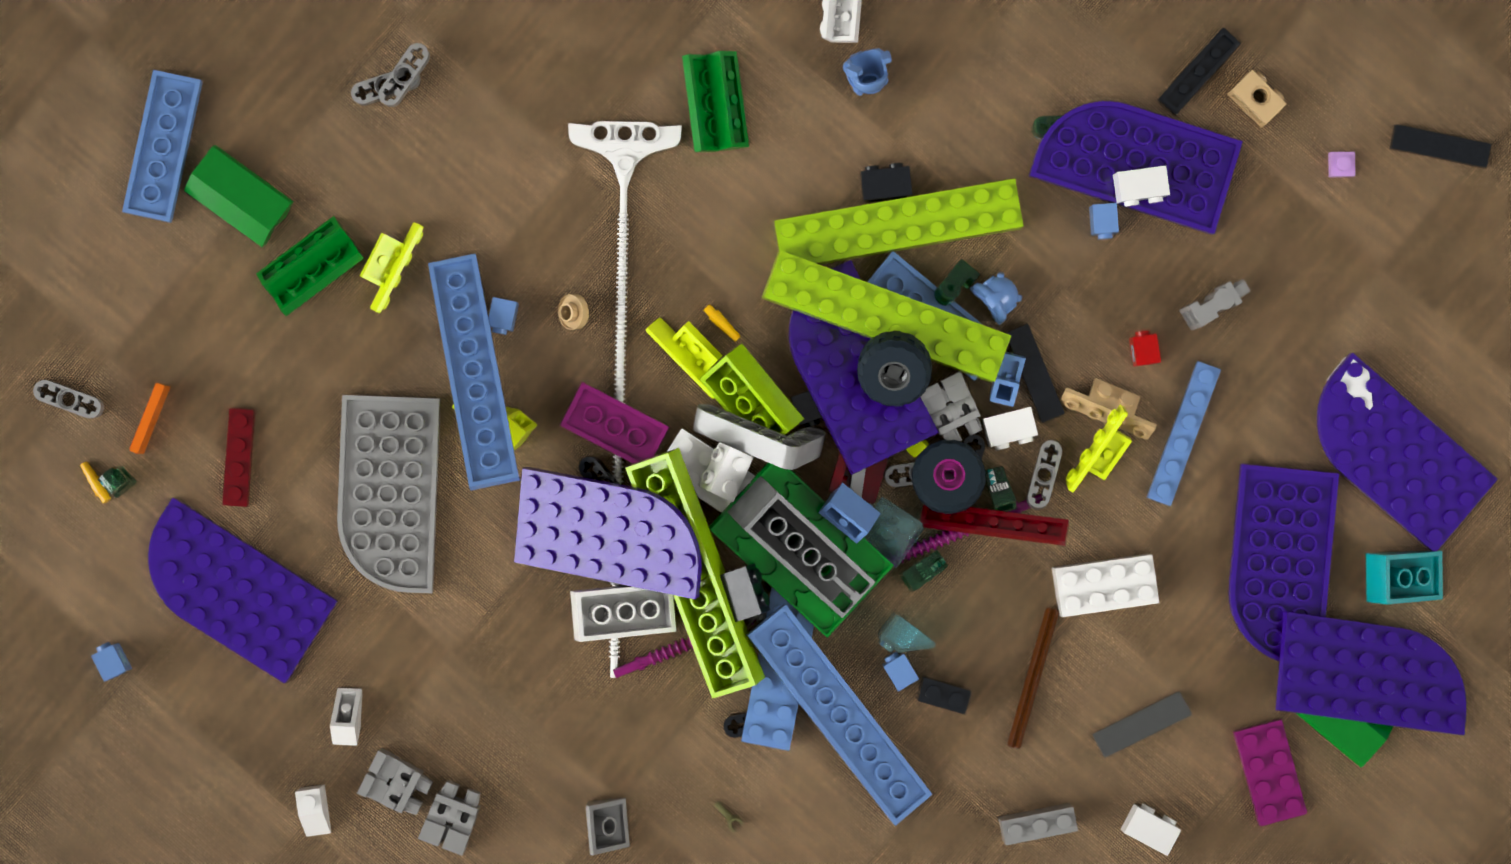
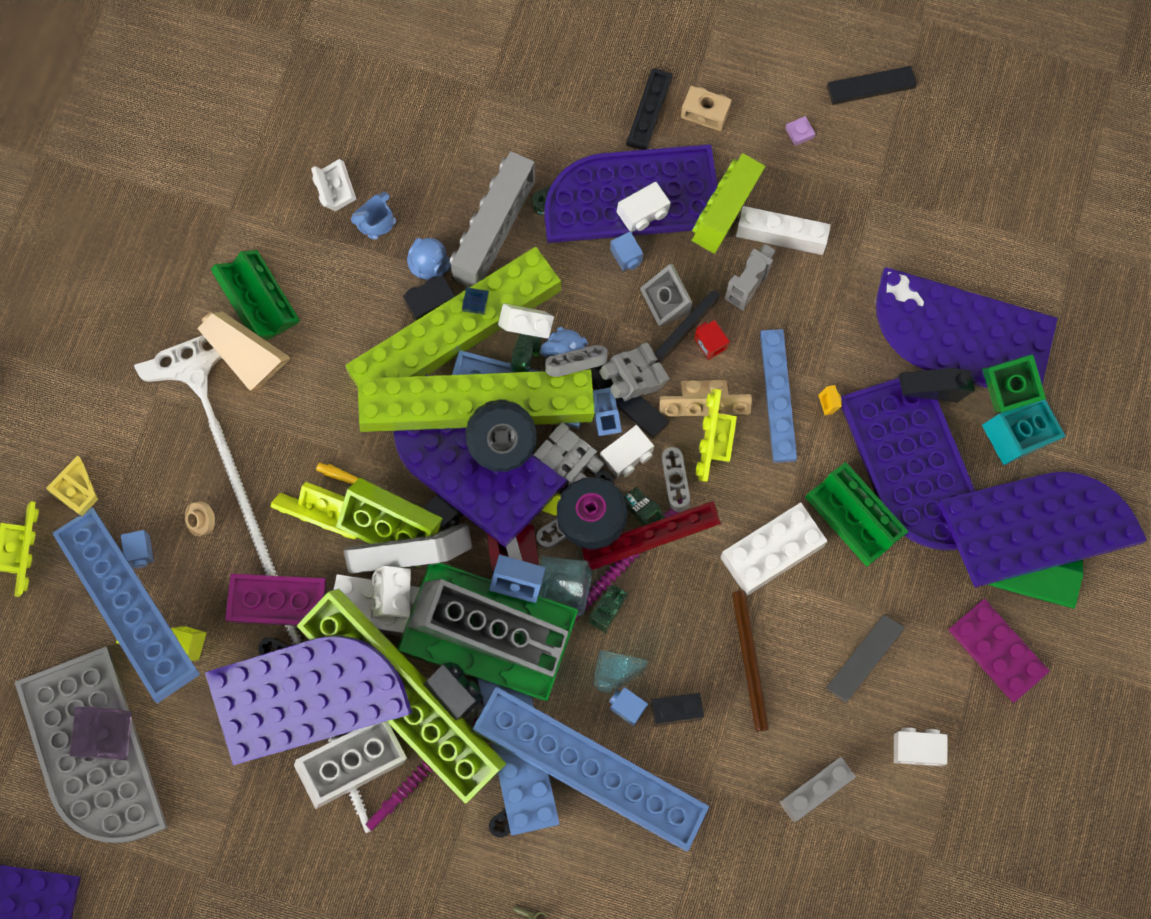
camera: 25 degrees left, 15 degrees down
(405, 483) = (100, 733): none -> clear purple slope
(465, 226) = (74, 487): none -> light yellow wing
(681, 158) = (242, 349): none -> slope
(902, 140) = (428, 258): none -> medium blue helmet
(929, 212) = (475, 301): none -> tile
(970, 254) = (525, 320): none -> white brick
(984, 320) = (576, 361): none -> light grey beam
(987, 129) = (493, 220): none -> light grey brick
(1052, 353) = (634, 373): none -> light grey hips
(1121, 285) = (667, 296): none -> light grey slope
(1126, 325) = (687, 326): none -> black tile
(1200, 586) = (856, 514): none -> green slope
(1227, 220) = (726, 202): none -> lime brick
(1231, 463) = (830, 400): none -> yellow plate
(1270, 267) = (783, 230): none -> white brick
(1342, 496) = (937, 384): none -> black slope
(1416, 531) = (1014, 383): none -> green brick

